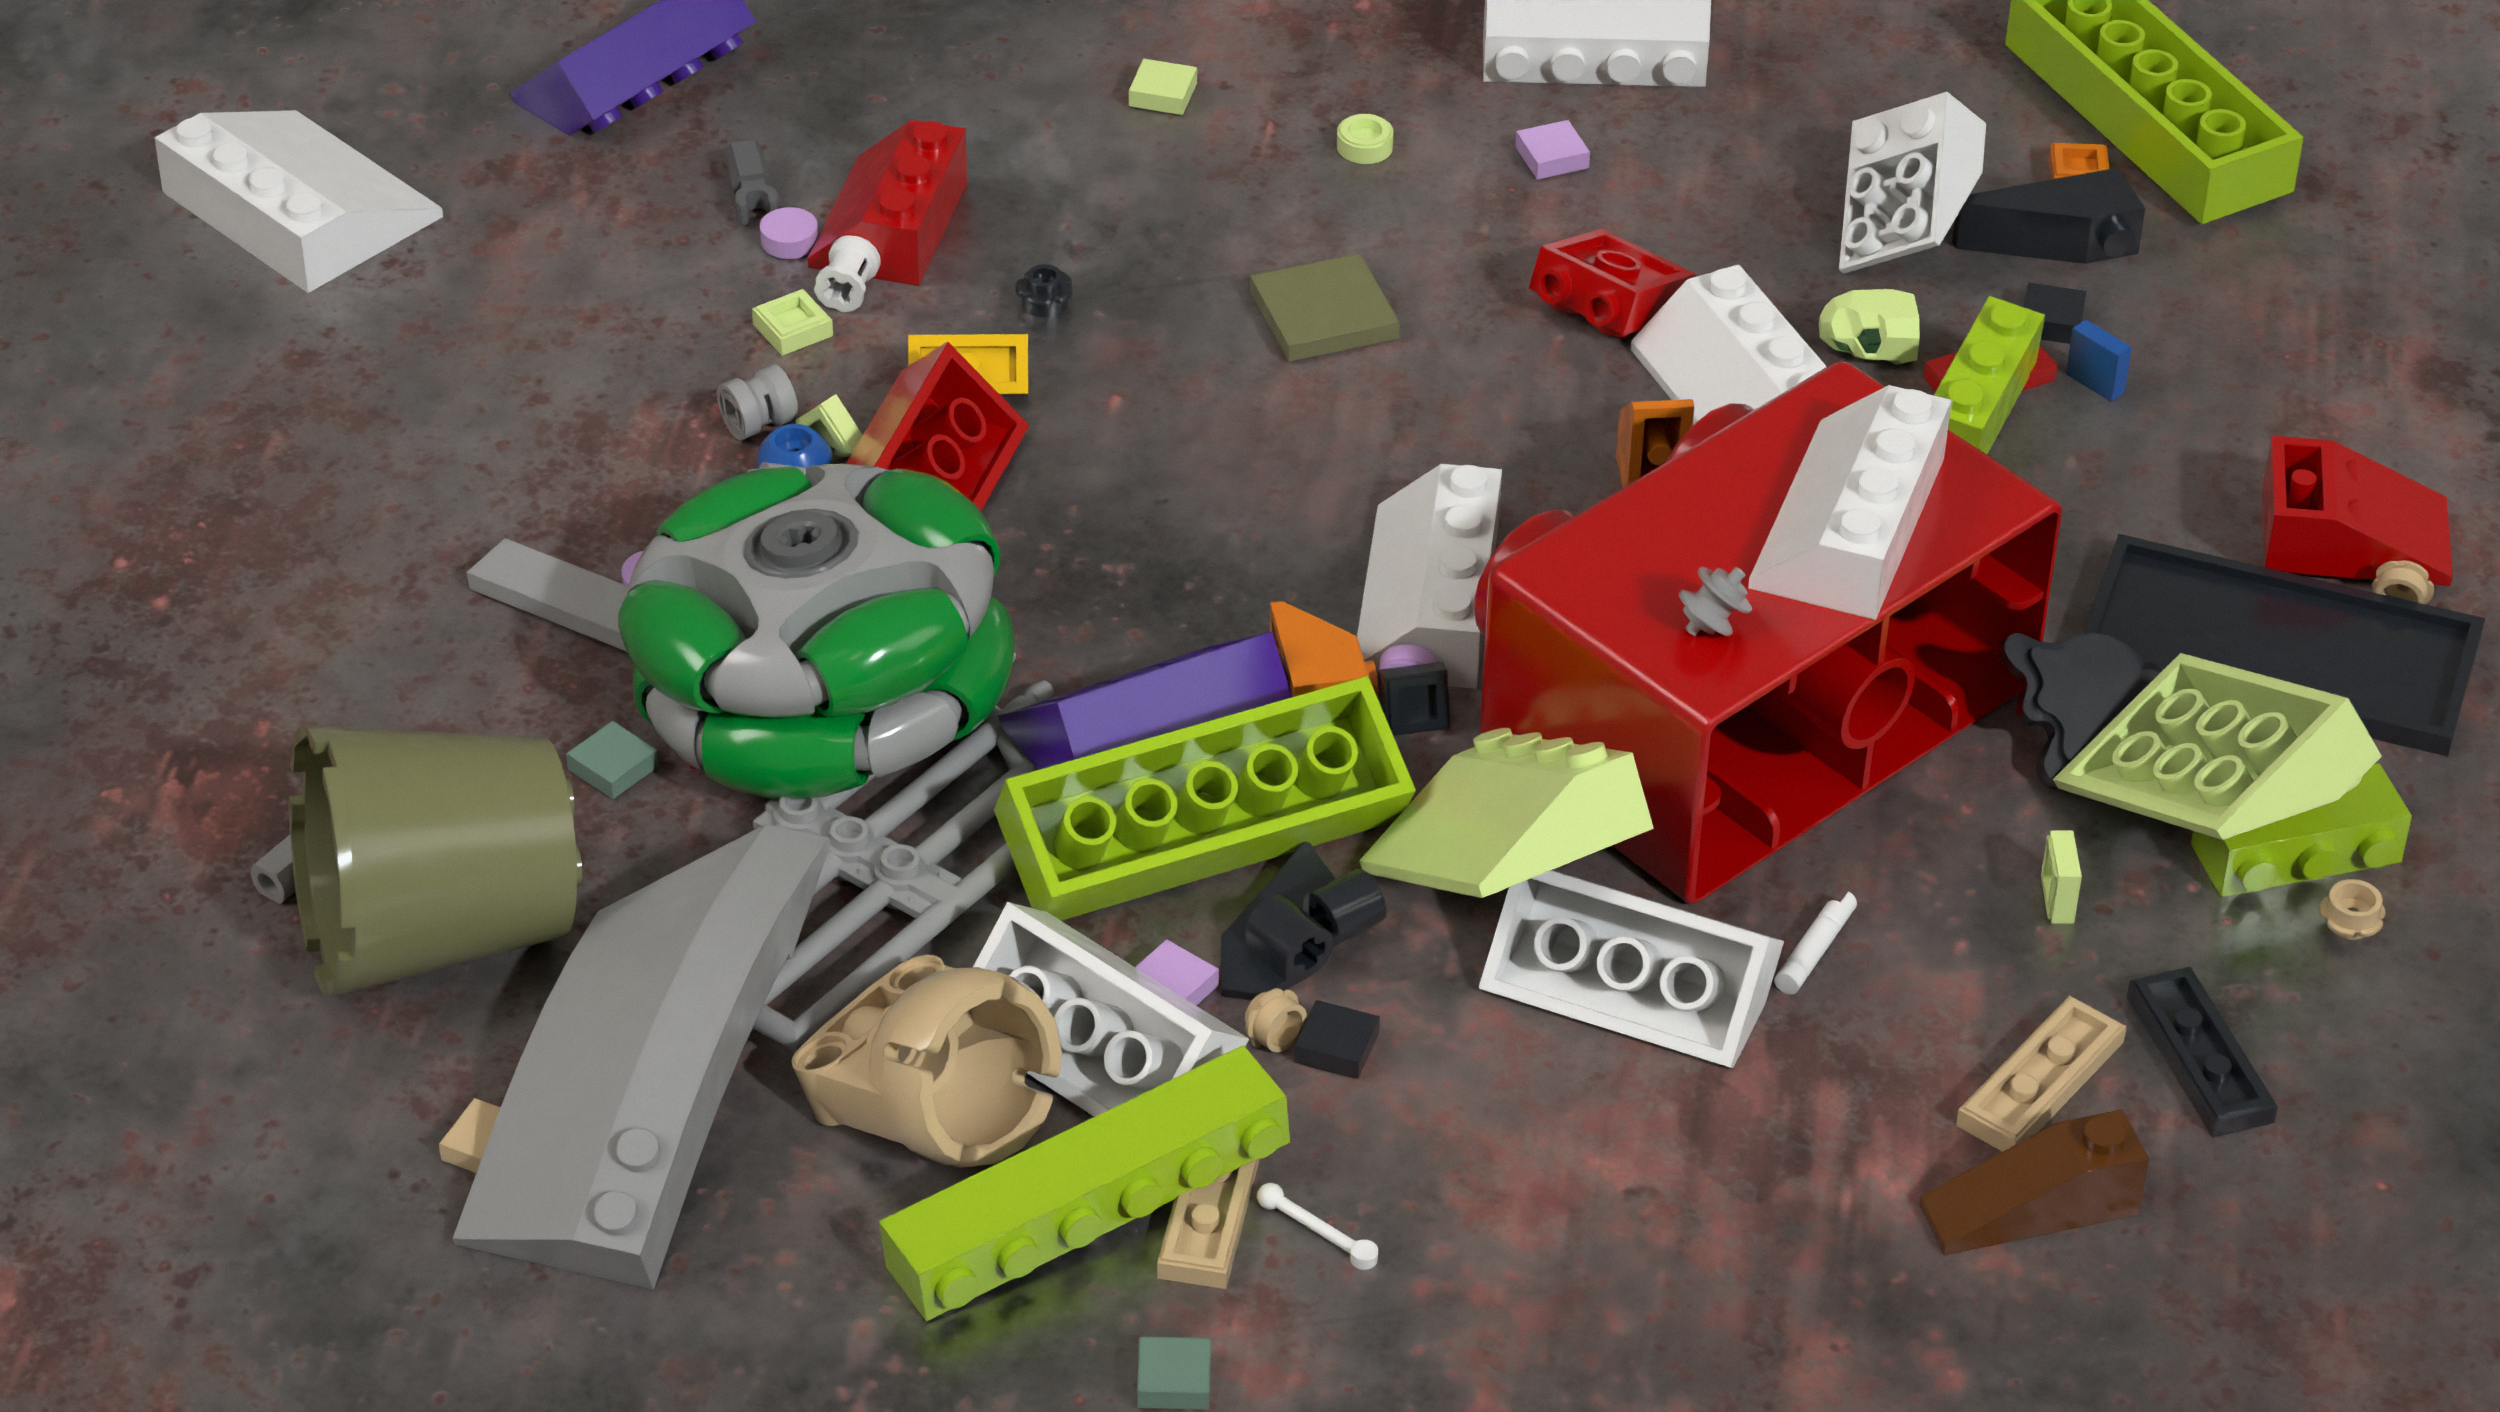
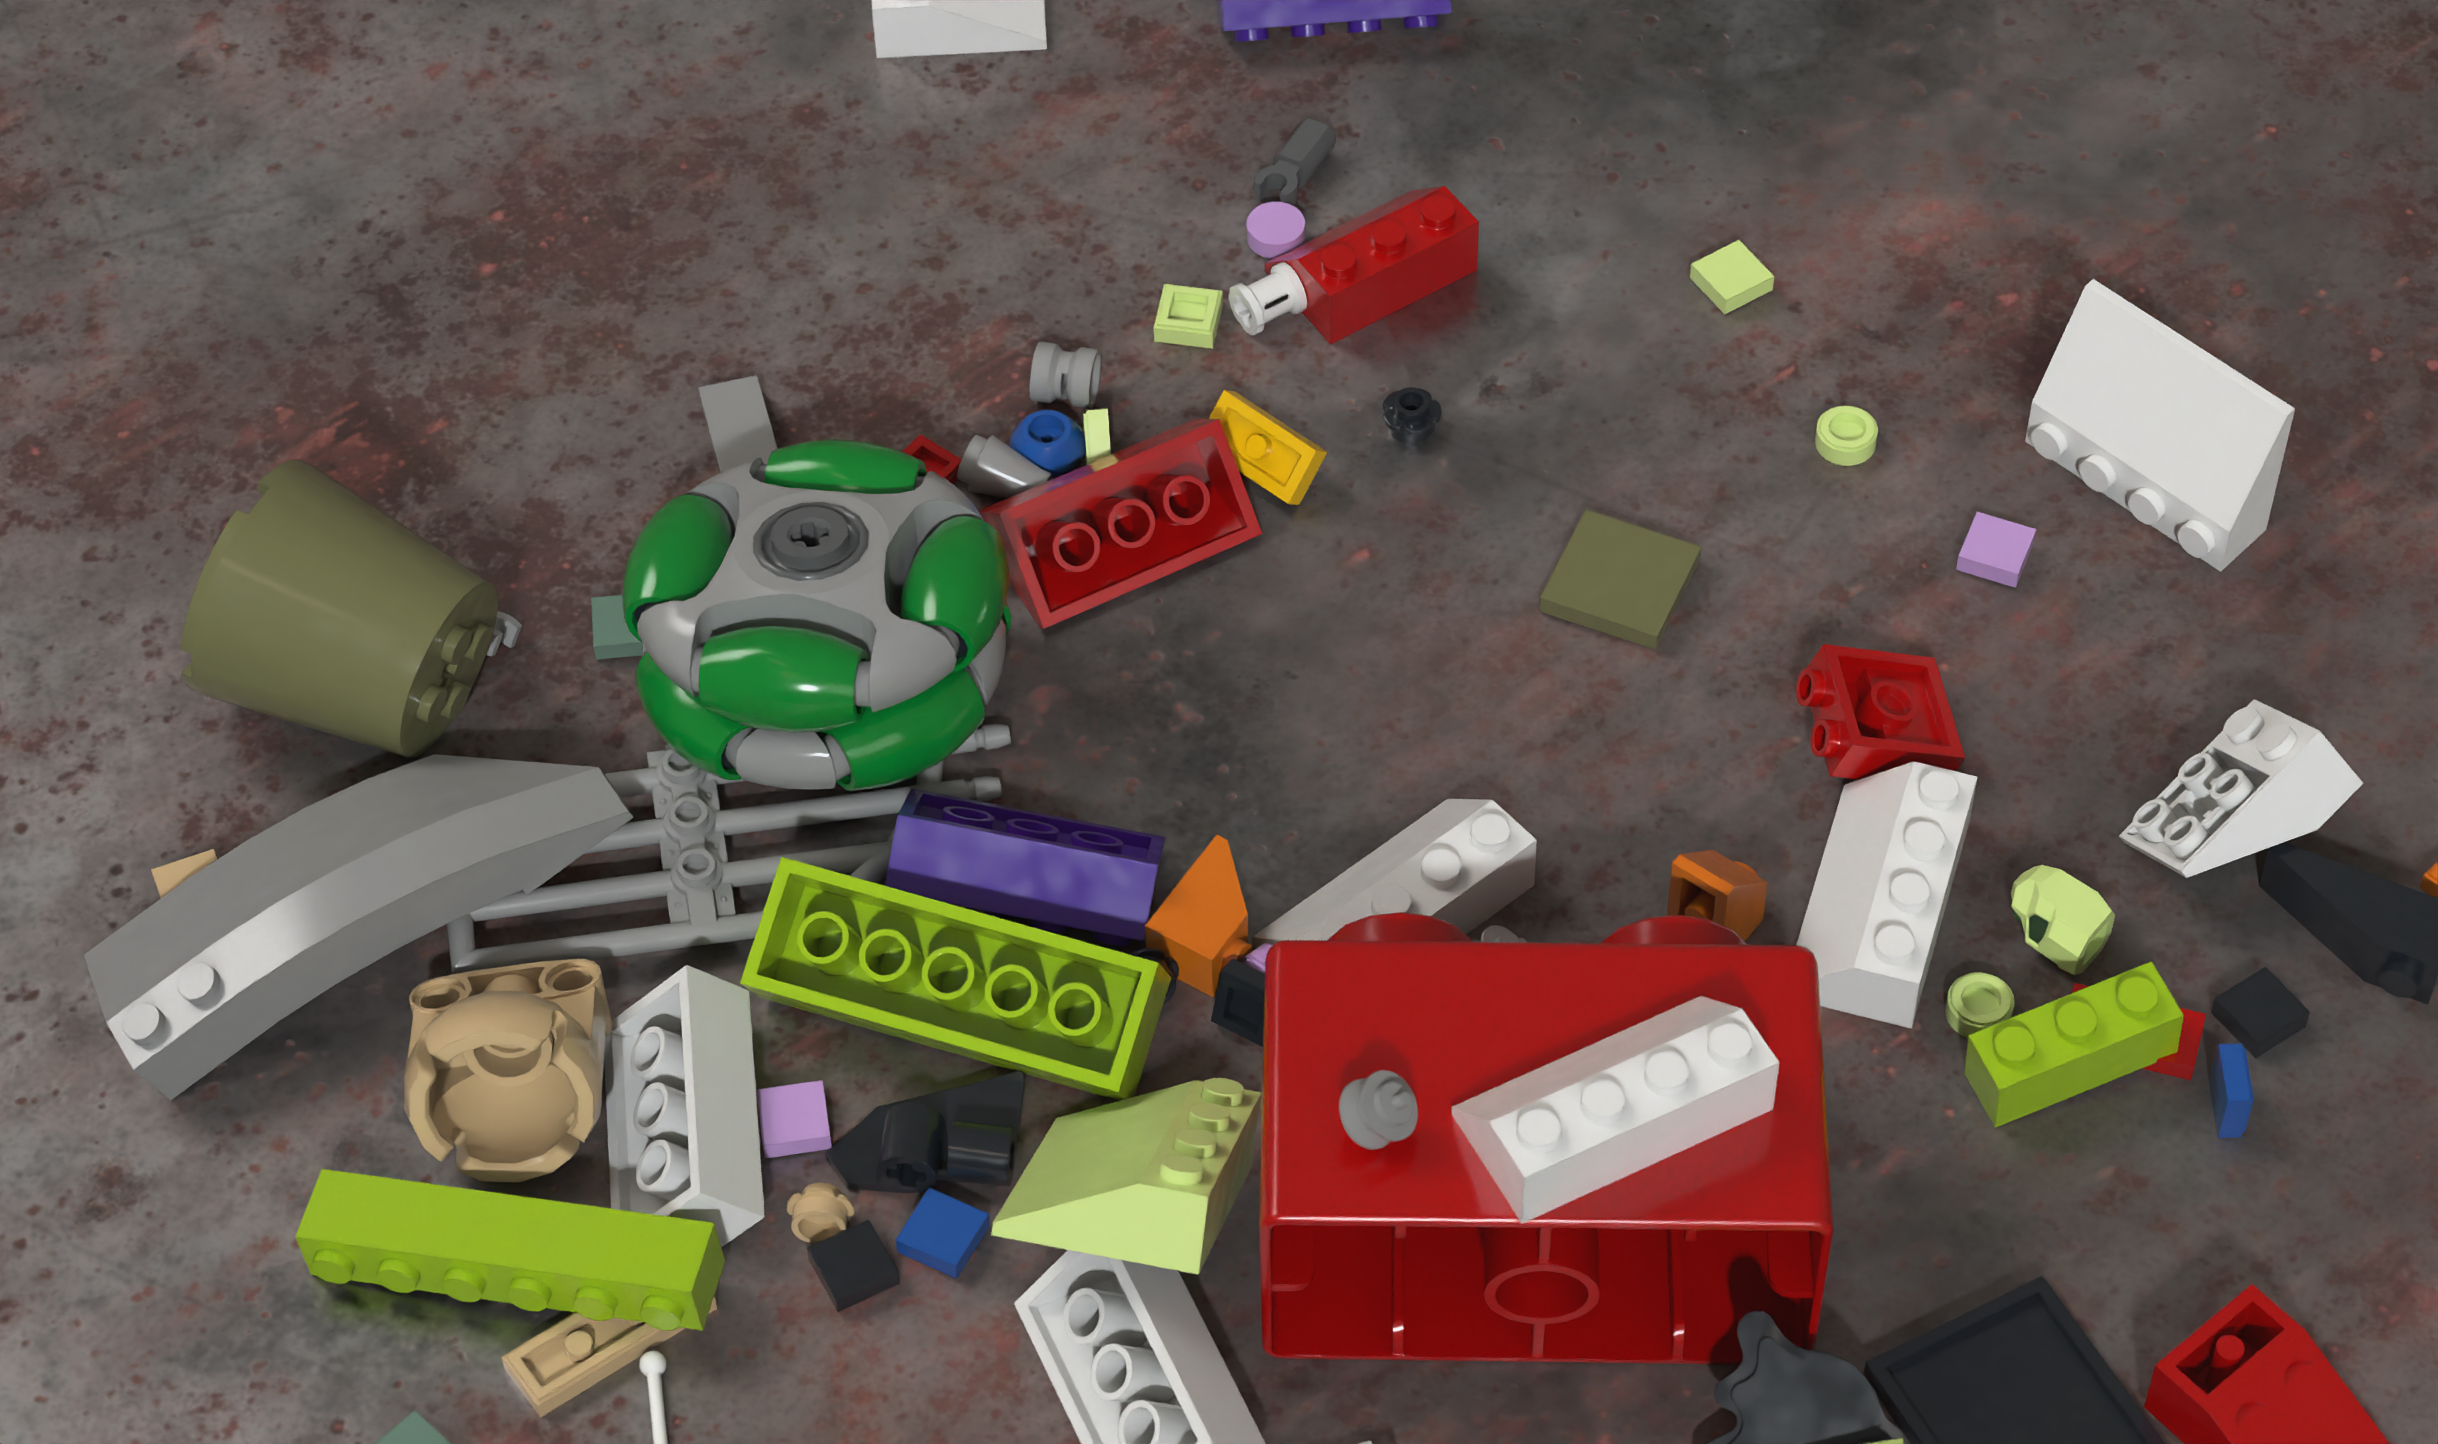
camera: 45 degrees right, 10 degrees up
(1374, 977) = (942, 1233): none -> blue tile

